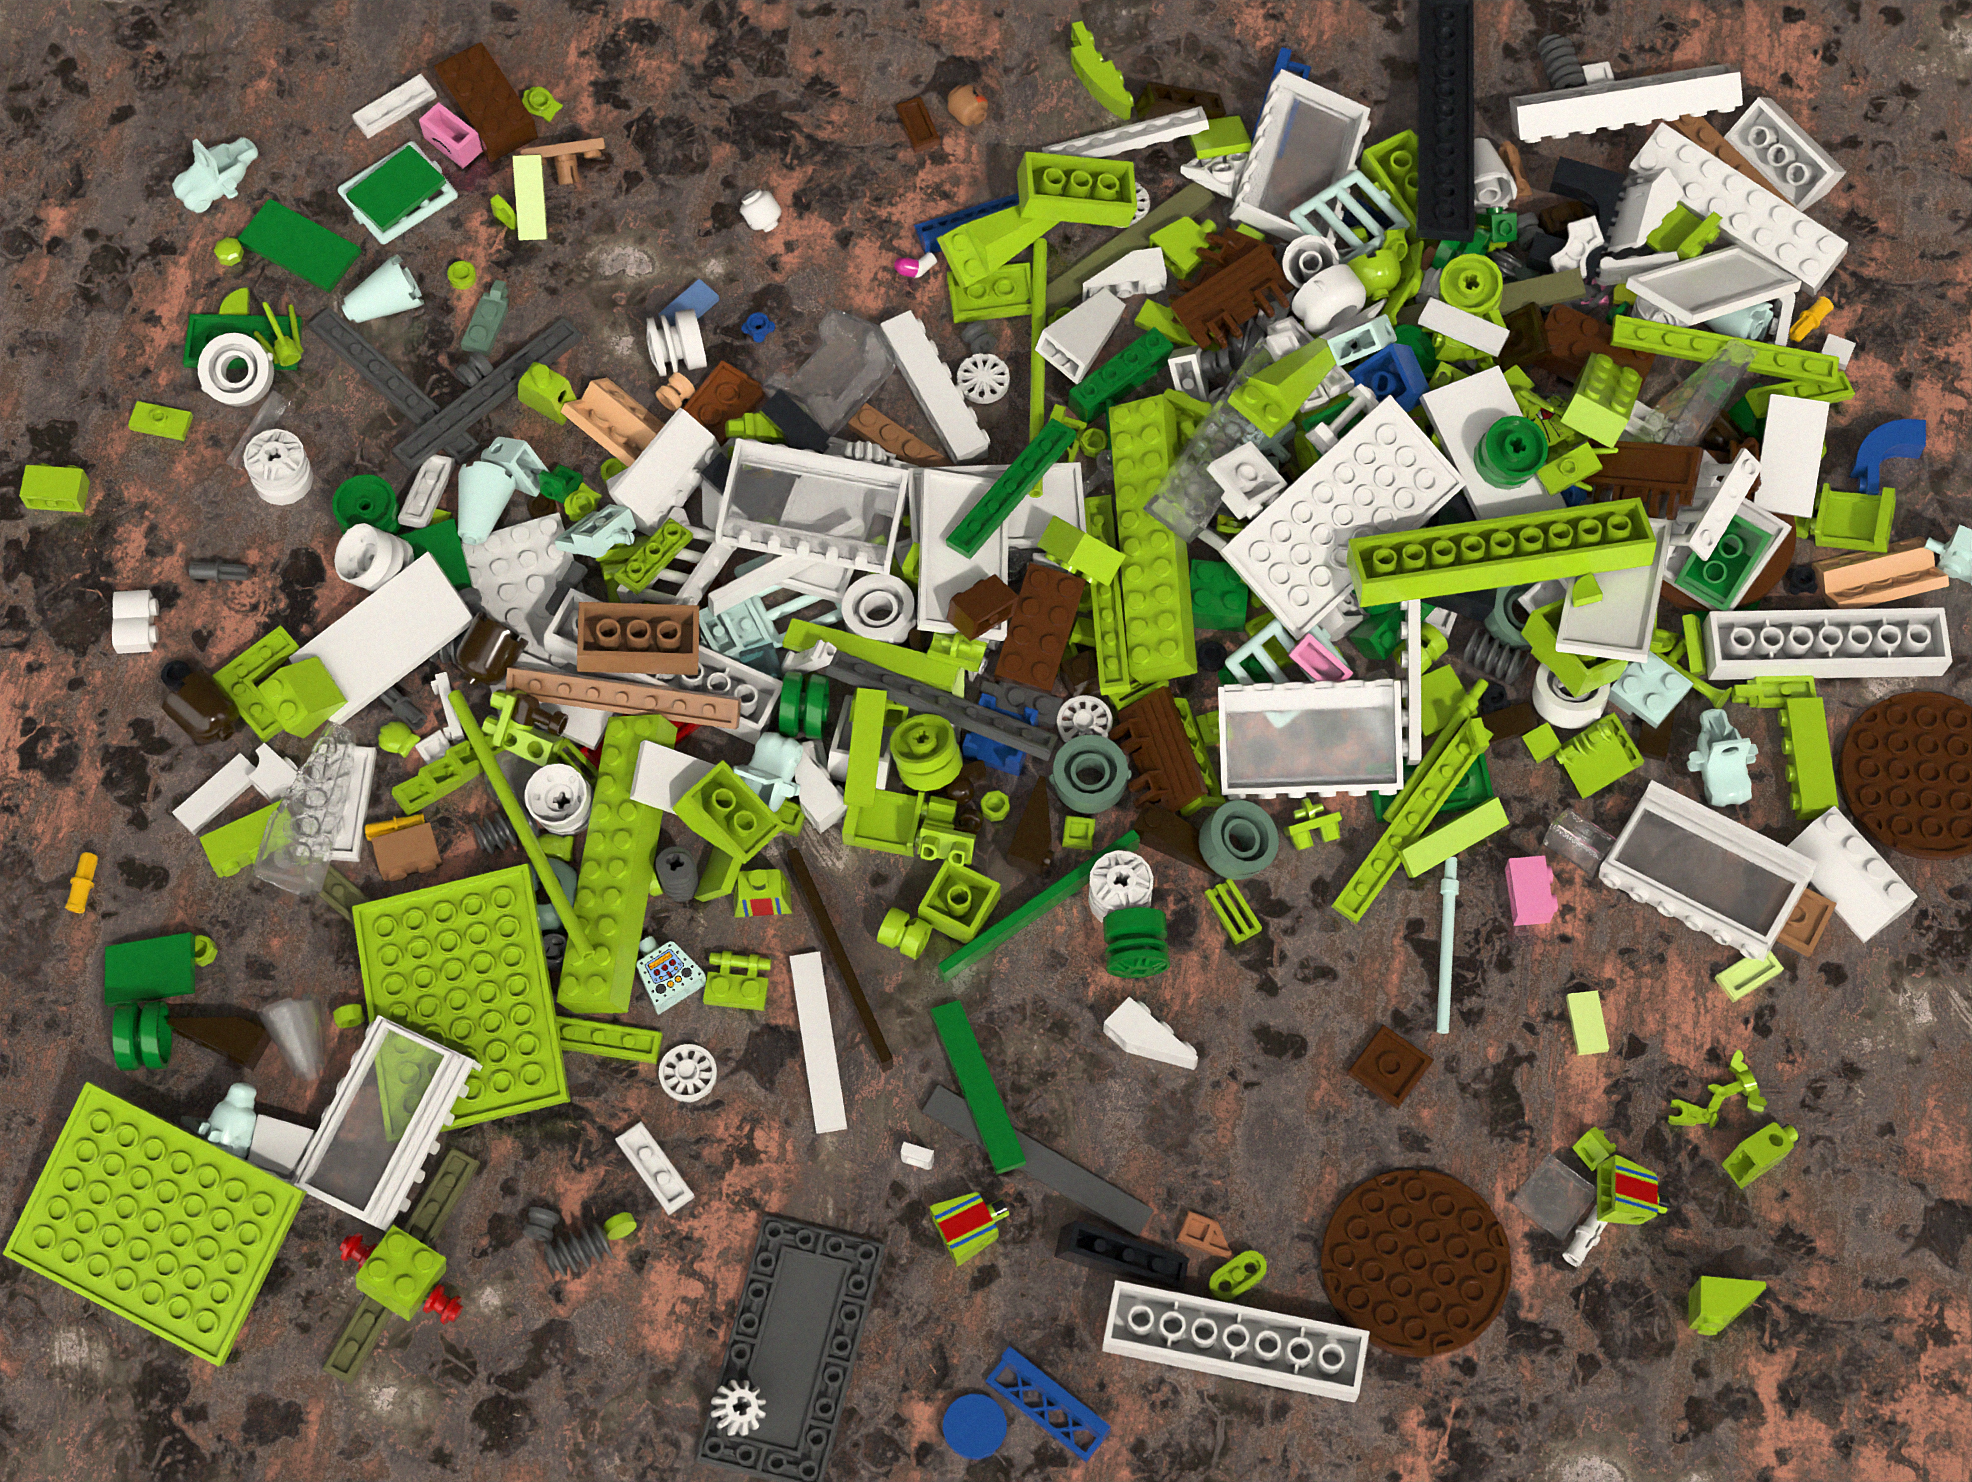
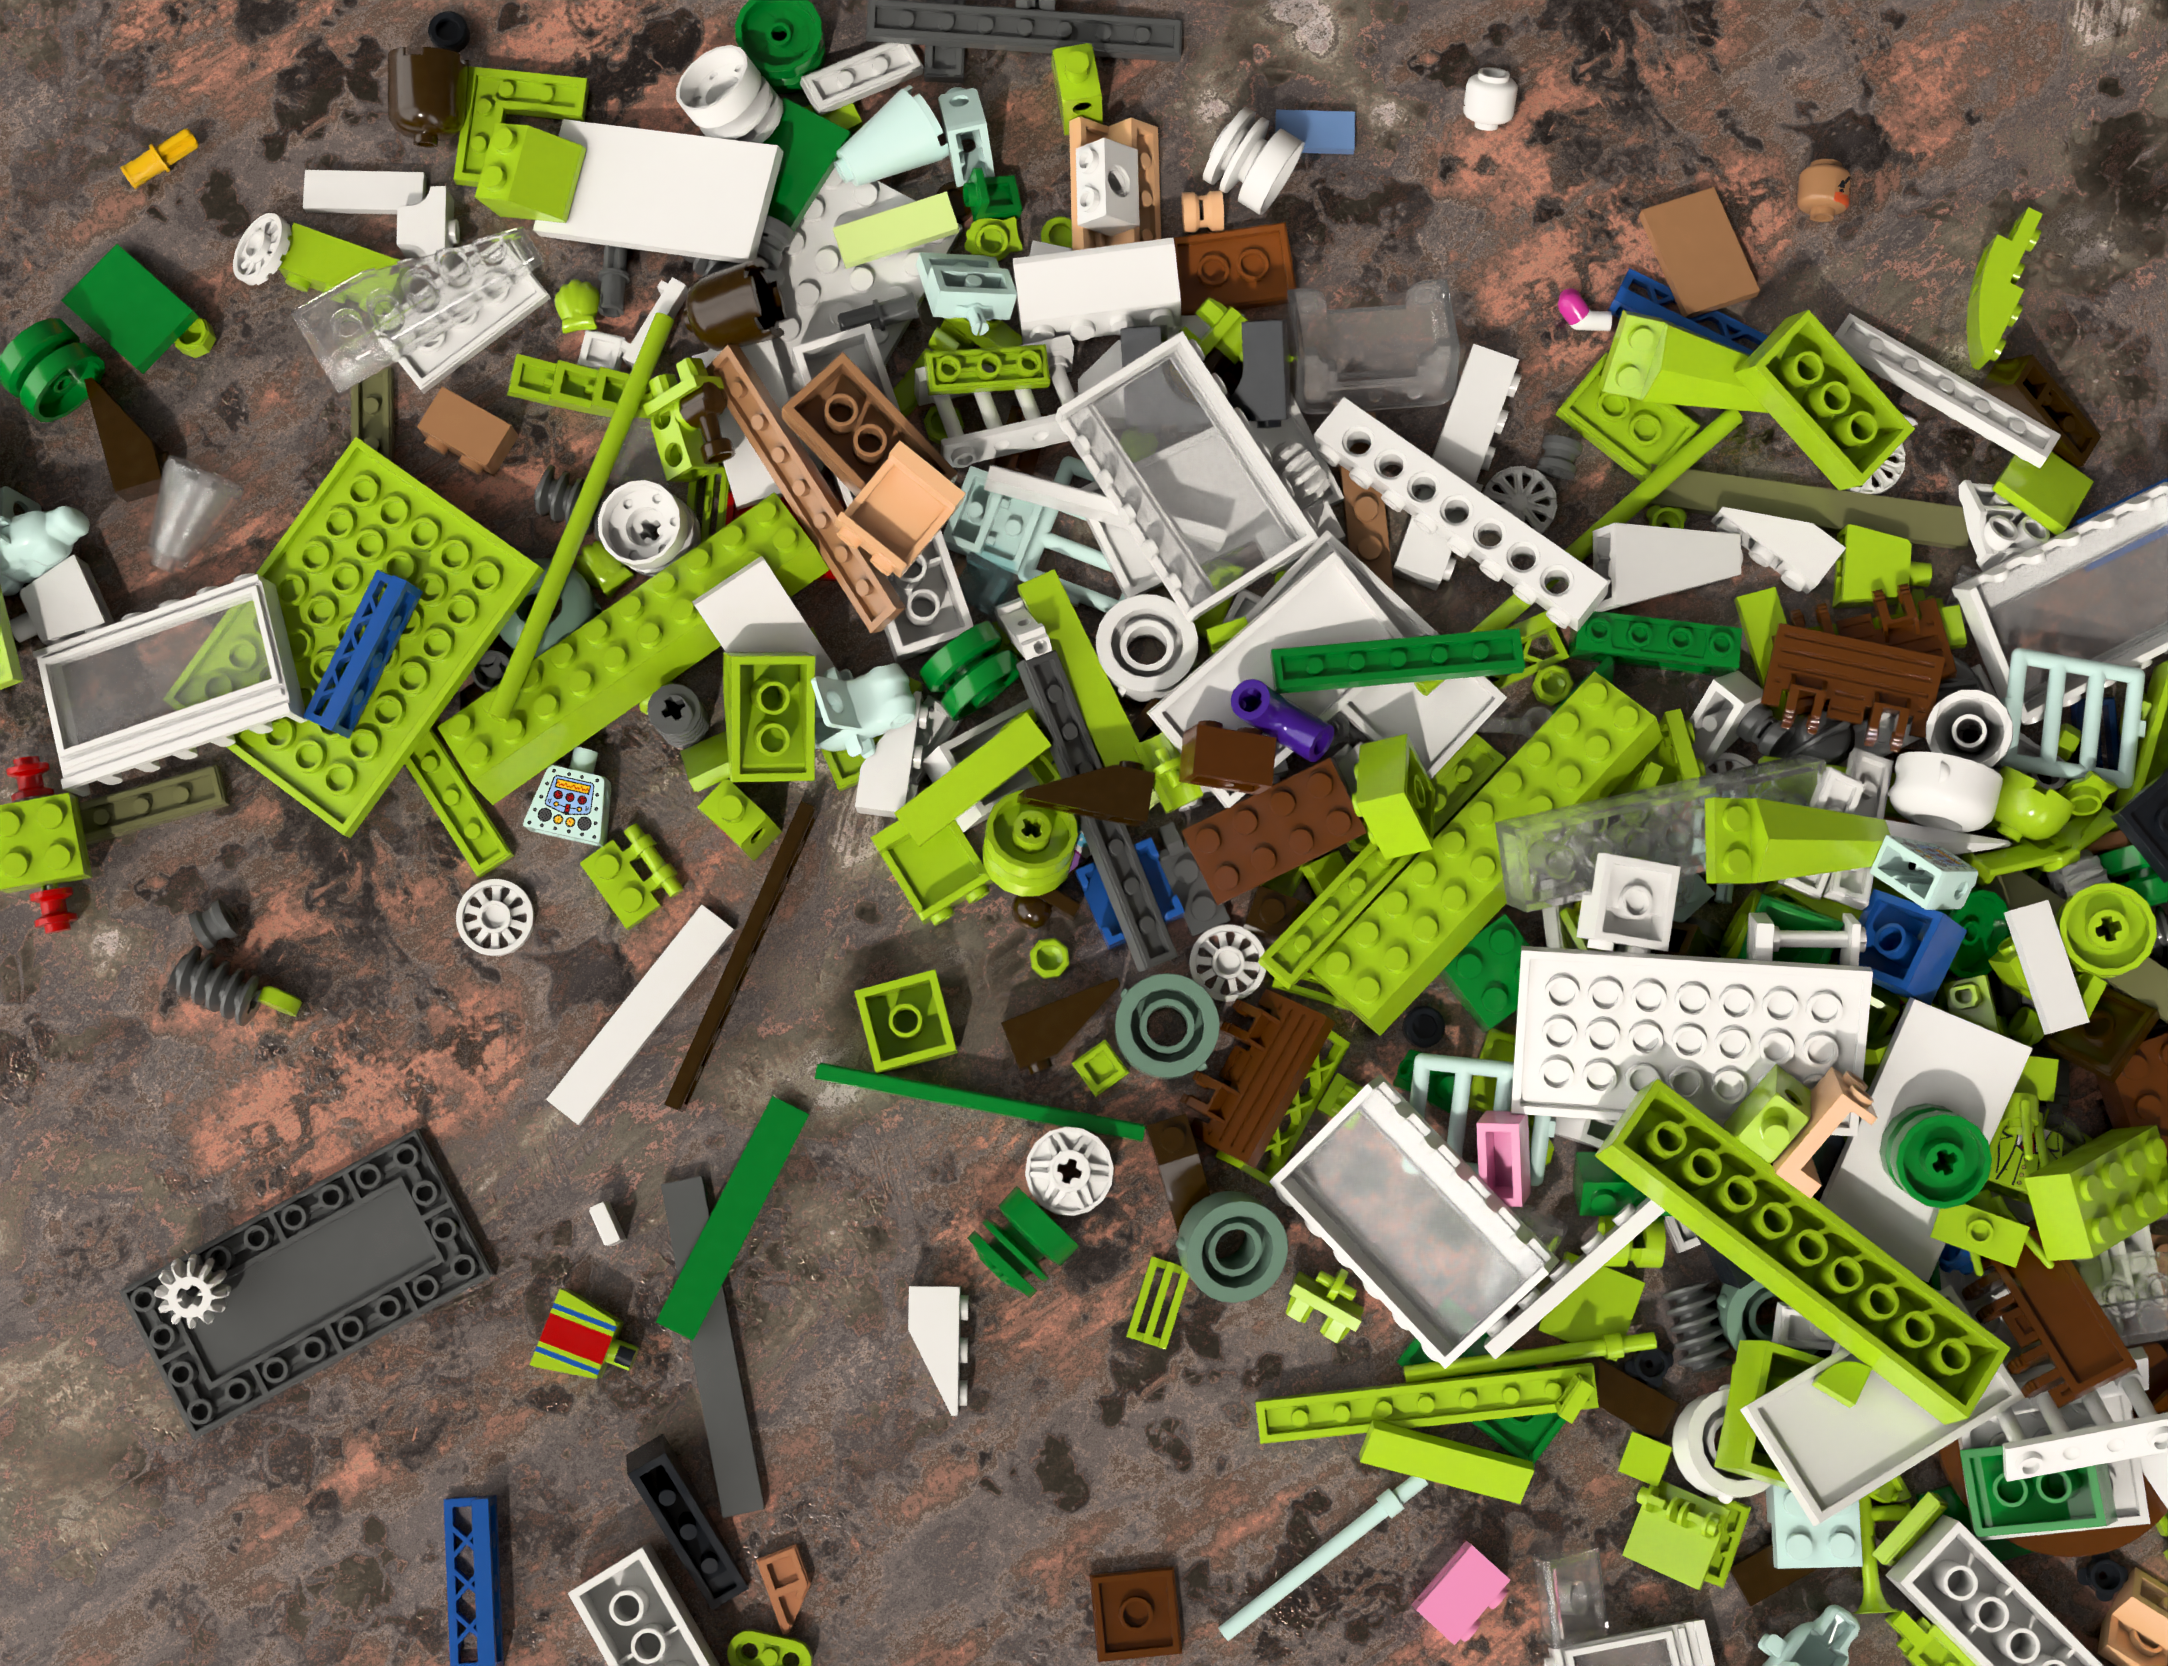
camera: 45 degrees right, 15 degrees up
(193, 869) = (261, 249): none -> white wheel
(349, 1015) = (255, 539): lime tile -> none
(386, 827) = (484, 395): yellow axle -> none
(484, 998) = (369, 653): none -> blue fence
(528, 542) = (896, 230): none -> yellowish green tile
(616, 421) = (1107, 187): none -> white brick
(654, 1168) = (371, 977): white tile -> none
(691, 645) = (899, 511): none -> light nougat panel
(758, 319) = (1359, 211): blue plate -> none
(904, 933) = (826, 996): lime wheel -> none
(917, 124) = (1753, 160): reddish brown tile -> none
(940, 187) = (1699, 253): none -> medium nougat tile
(941, 685) = (1107, 794): none -> dark brown slope
(945, 840) = (955, 948): lime hips -> none
(949, 393) = (1352, 425): none -> white brick
(974, 567) = (1282, 719): none -> dark purple cylinder
(974, 1426) = (389, 1530): blue tile -> none
(1418, 505) = (1768, 1117): none -> lime torso
(1441, 489) = (1830, 1103): none -> light nougat panel

